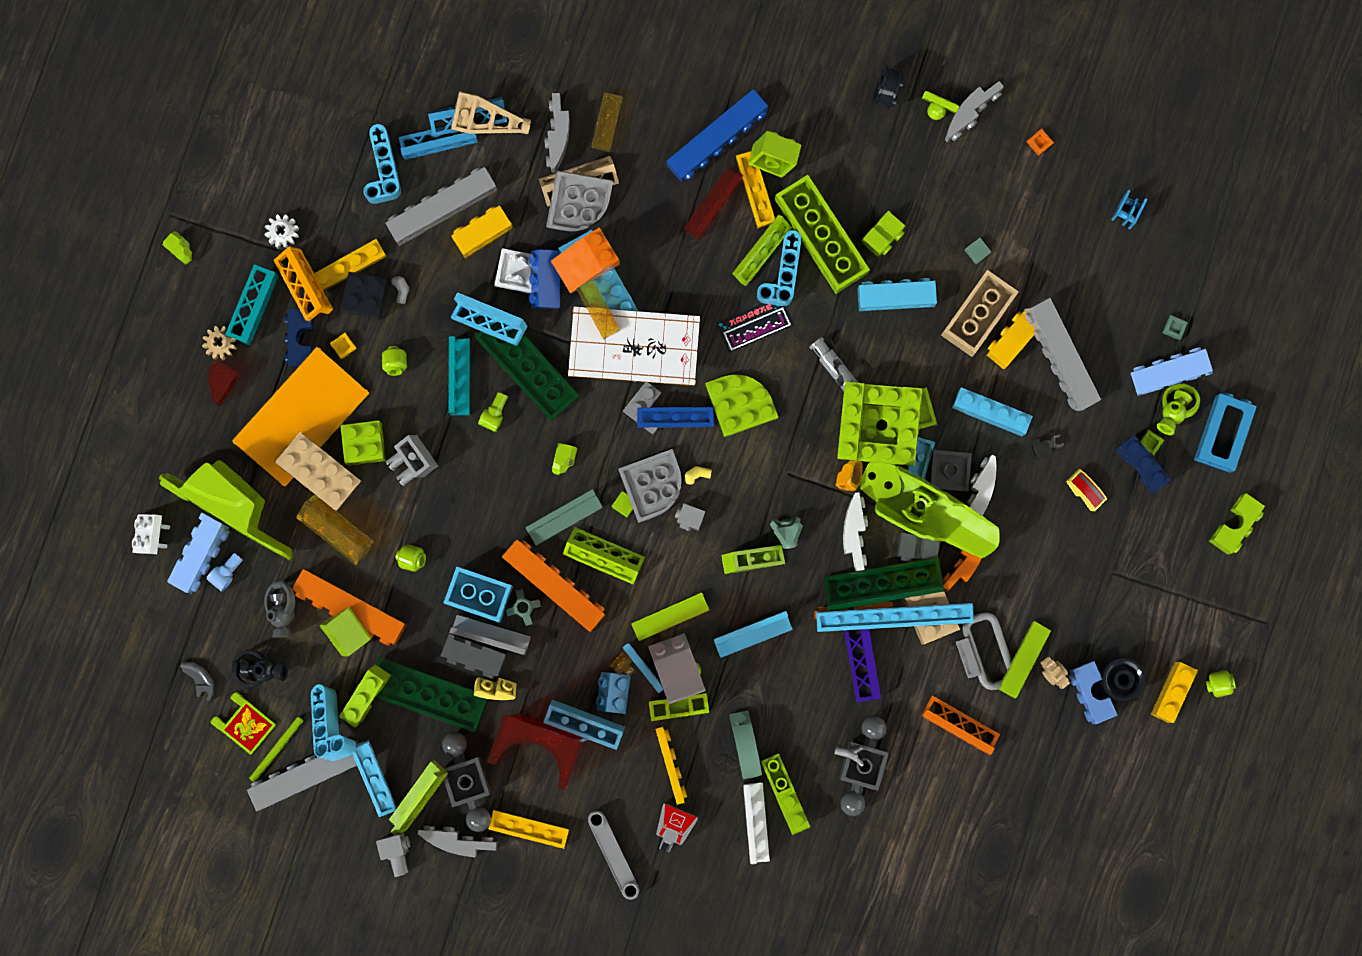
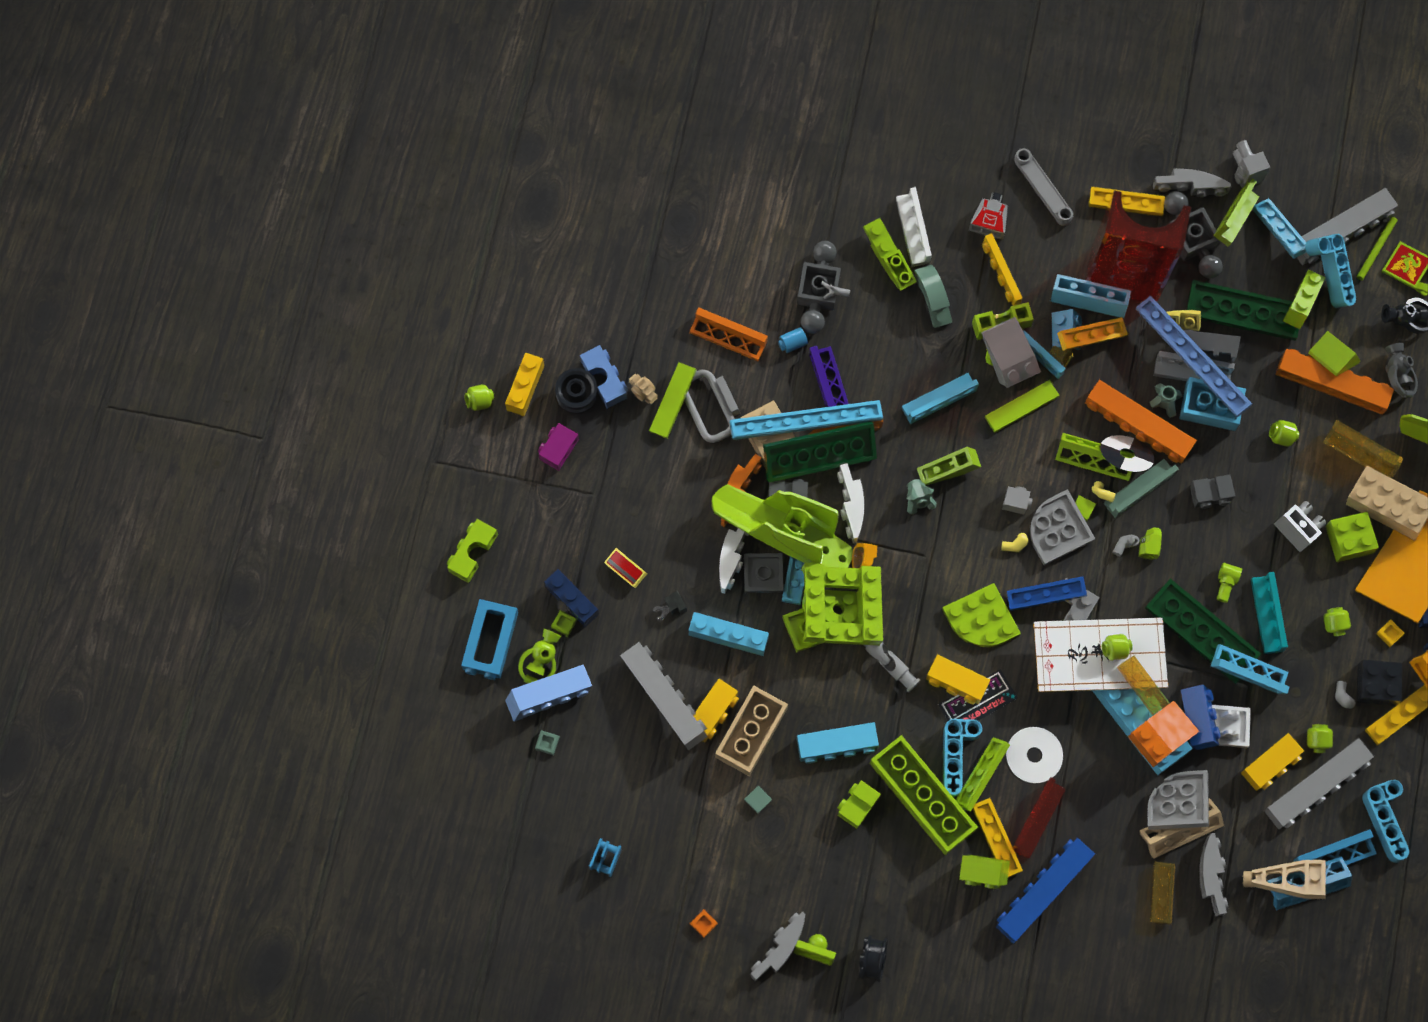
camera: 175 degrees right, 10 degrees down
(432, 249) = (1319, 738): none -> lime head
(492, 642) = (1194, 356): none -> medium blue plate
(493, 505) = (1212, 491): none -> dark grey brick
(584, 541) = (1111, 449): none -> sticker
(588, 464) = (1125, 542): none -> light grey arm
(589, 681) = (1092, 333): none -> yellow plate
(604, 515) = (1098, 490): none -> light yellow arm
(619, 346) = (1116, 647): none -> lime head
(719, 277) = (1051, 755): none -> white sticker
(773, 342) = (957, 680): none -> yellow brick
(896, 711) = (792, 340): none -> dark azure brick
(1144, 622) = (558, 446): none -> magenta brick

